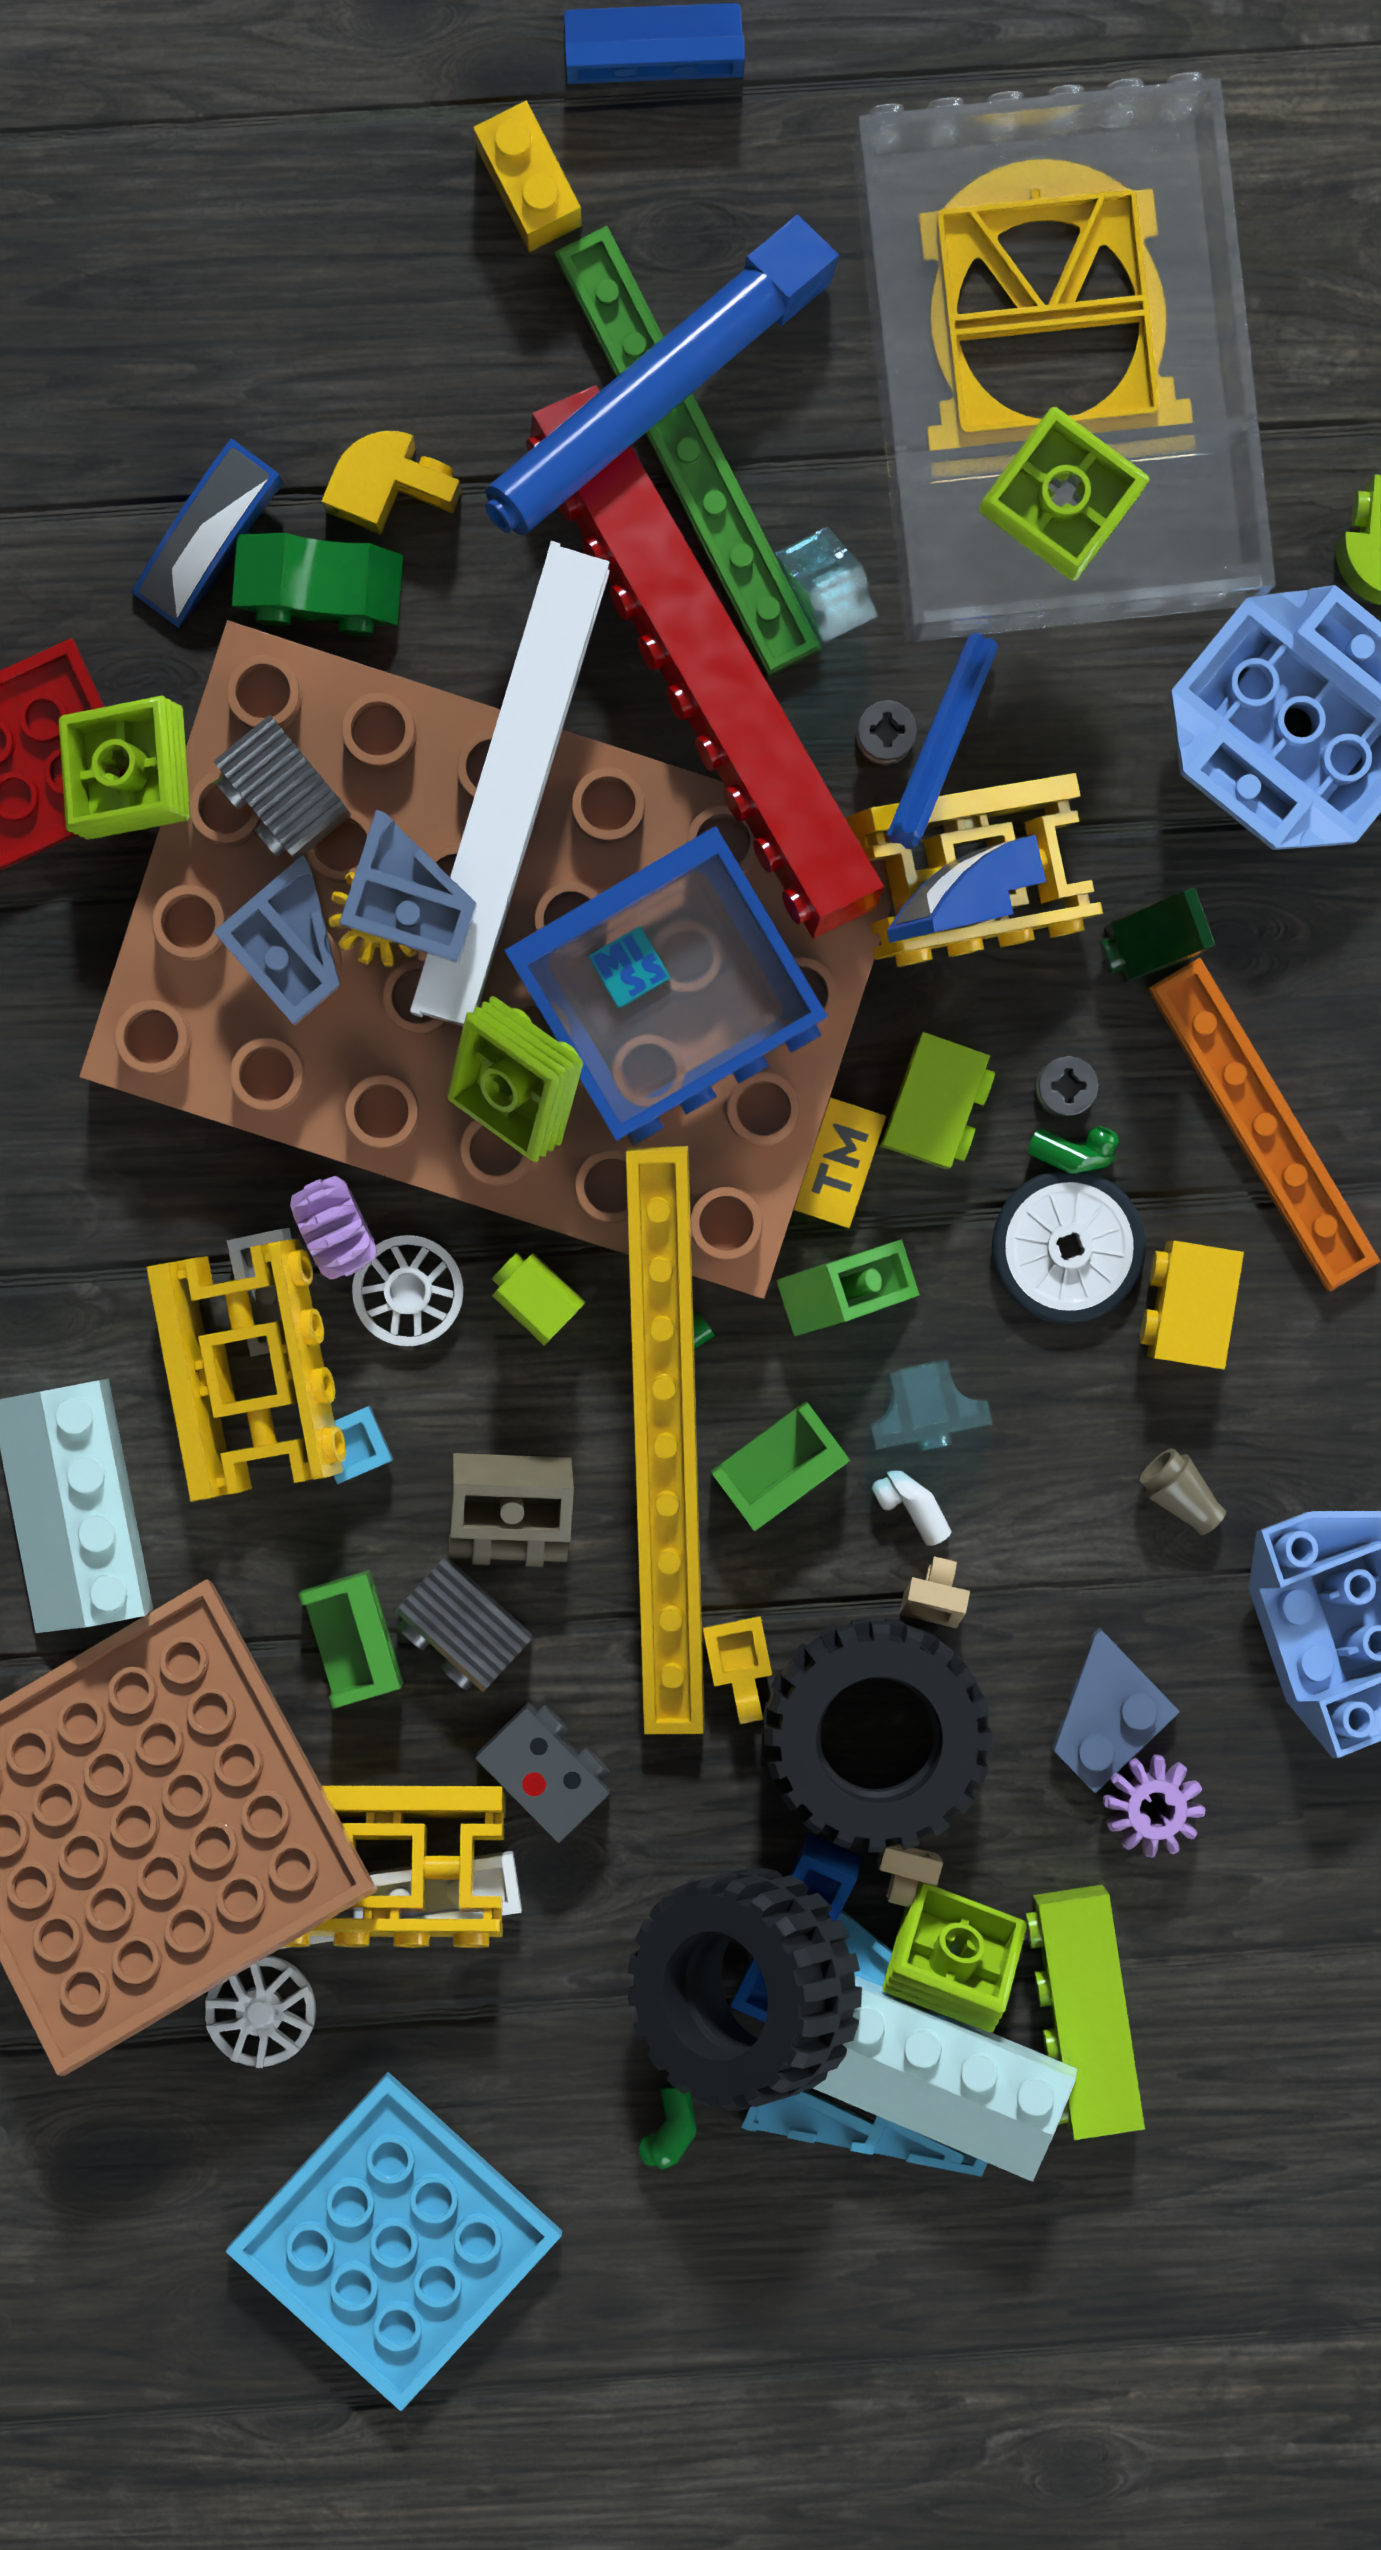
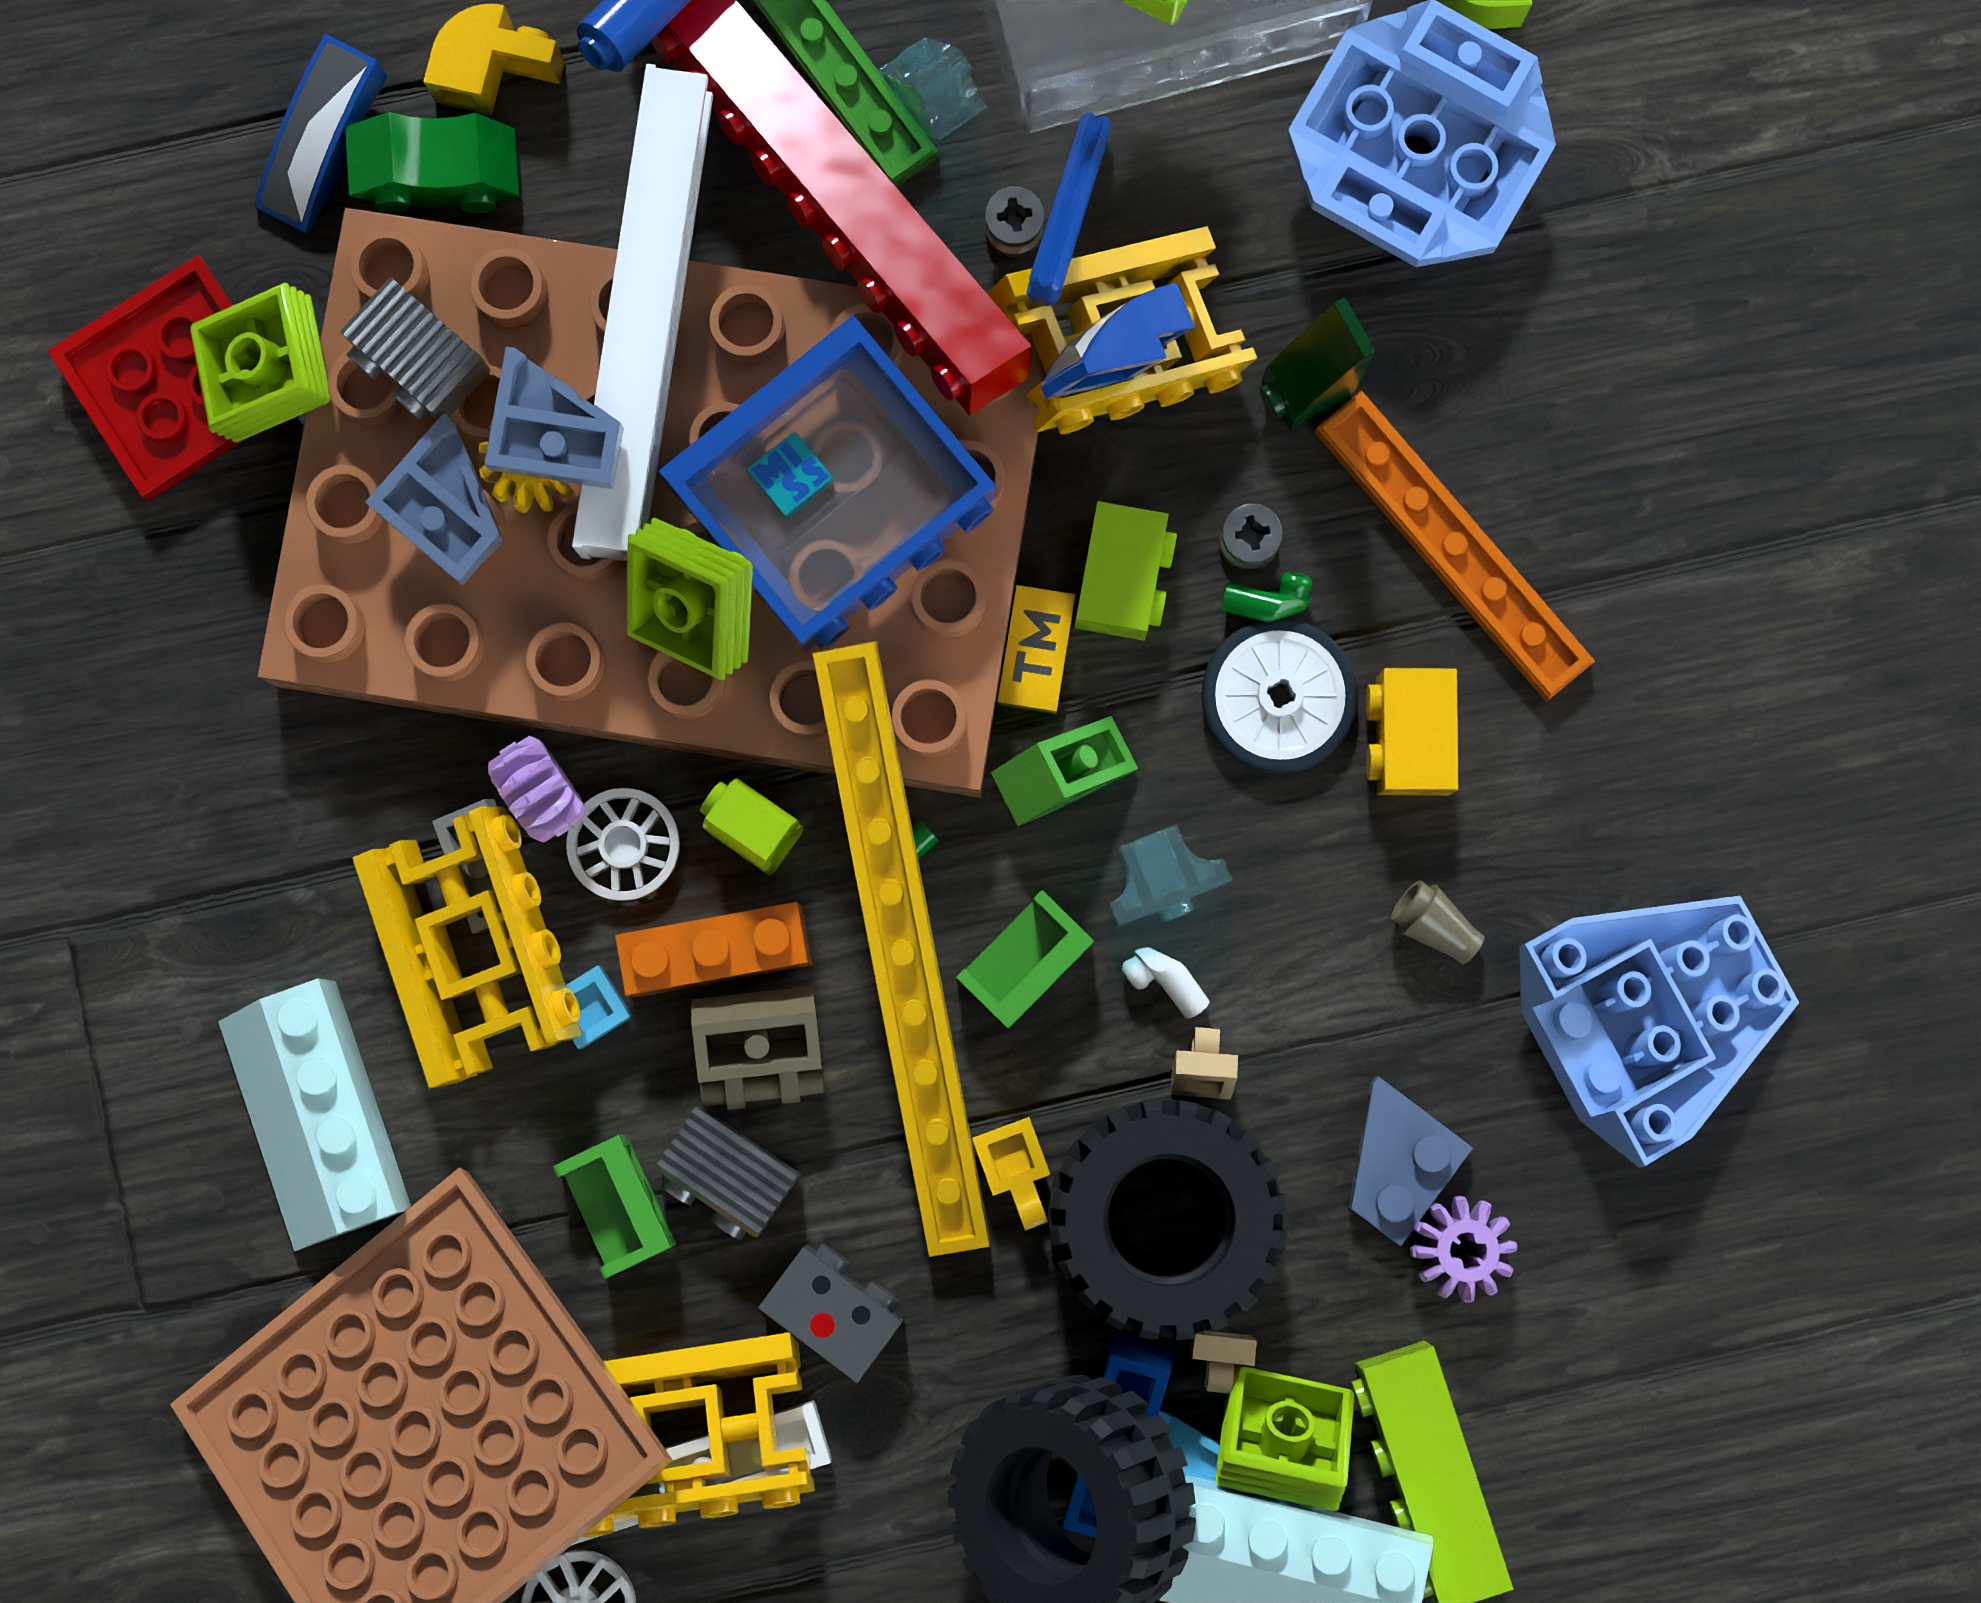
camera: 10 degrees left, 5 degrees down
(482, 1410) = (713, 950): none -> orange brick

